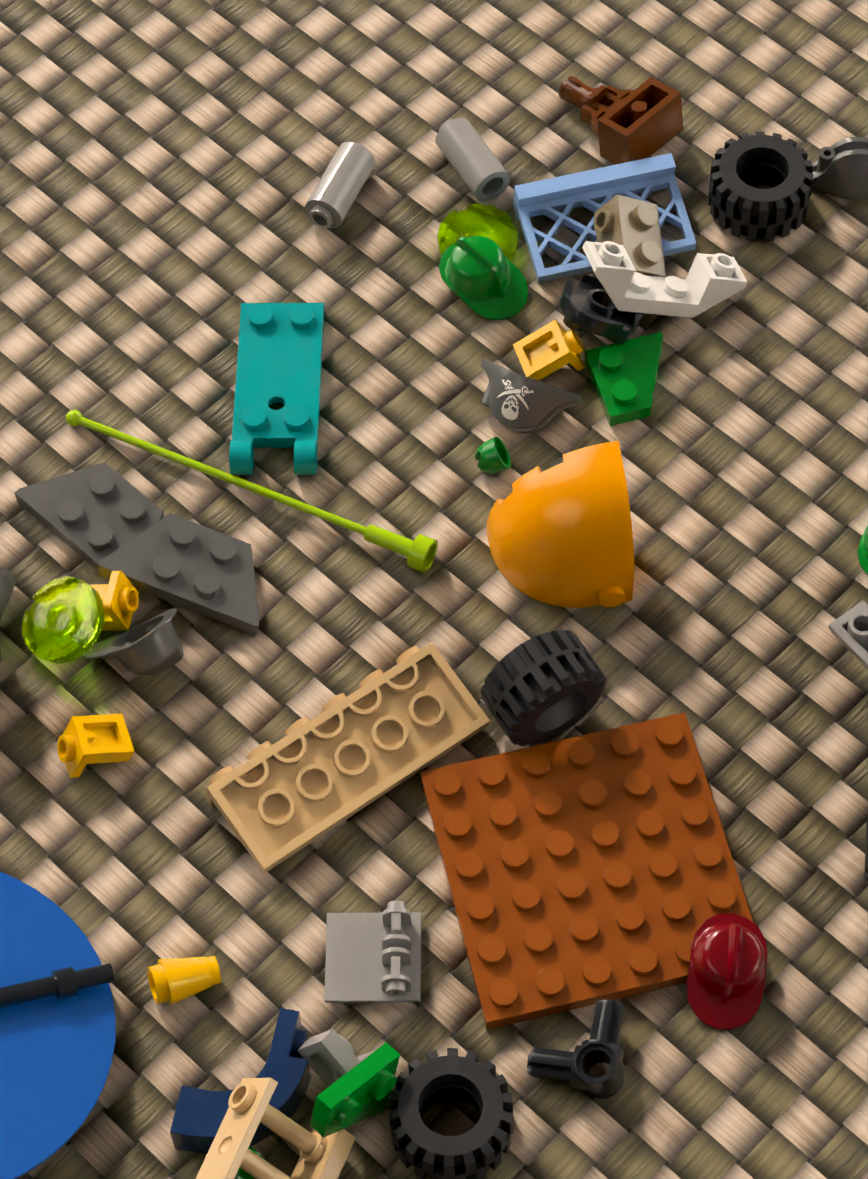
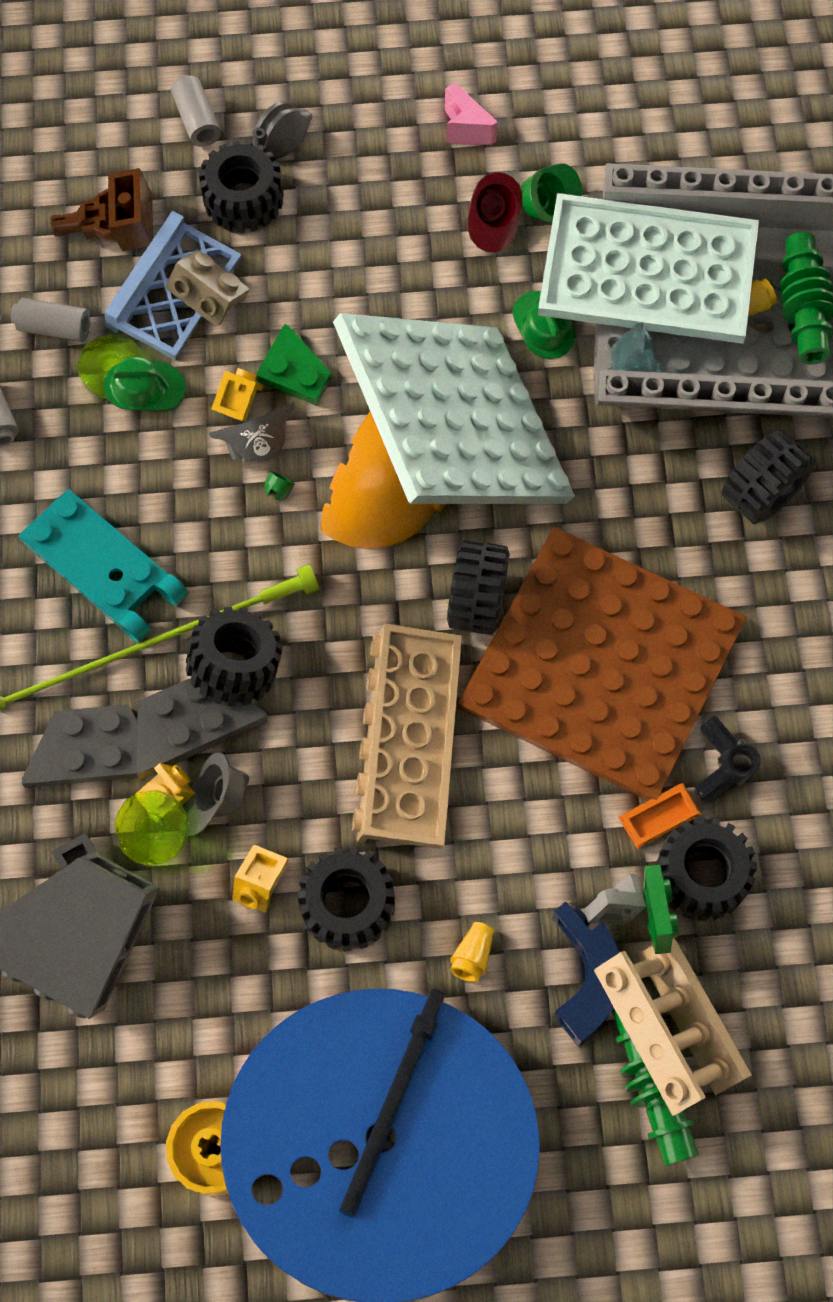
camera: 50 degrees left, 10 degrees up
(130, 794) = (340, 868): none -> black tyre
(299, 527) = (228, 678): none -> black tyre
(373, 956) = (555, 829): light grey hinge -> none
(467, 1031) = (659, 816): none -> orange tile
(592, 310) = (238, 340): black plate -> none
(693, 521) = (452, 412): none -> light aqua plate
(707, 283) = (278, 276): white slope -> none
(727, 971) = (739, 642): dark red piece -> none
(800, 92) = (195, 111): none -> light grey brick

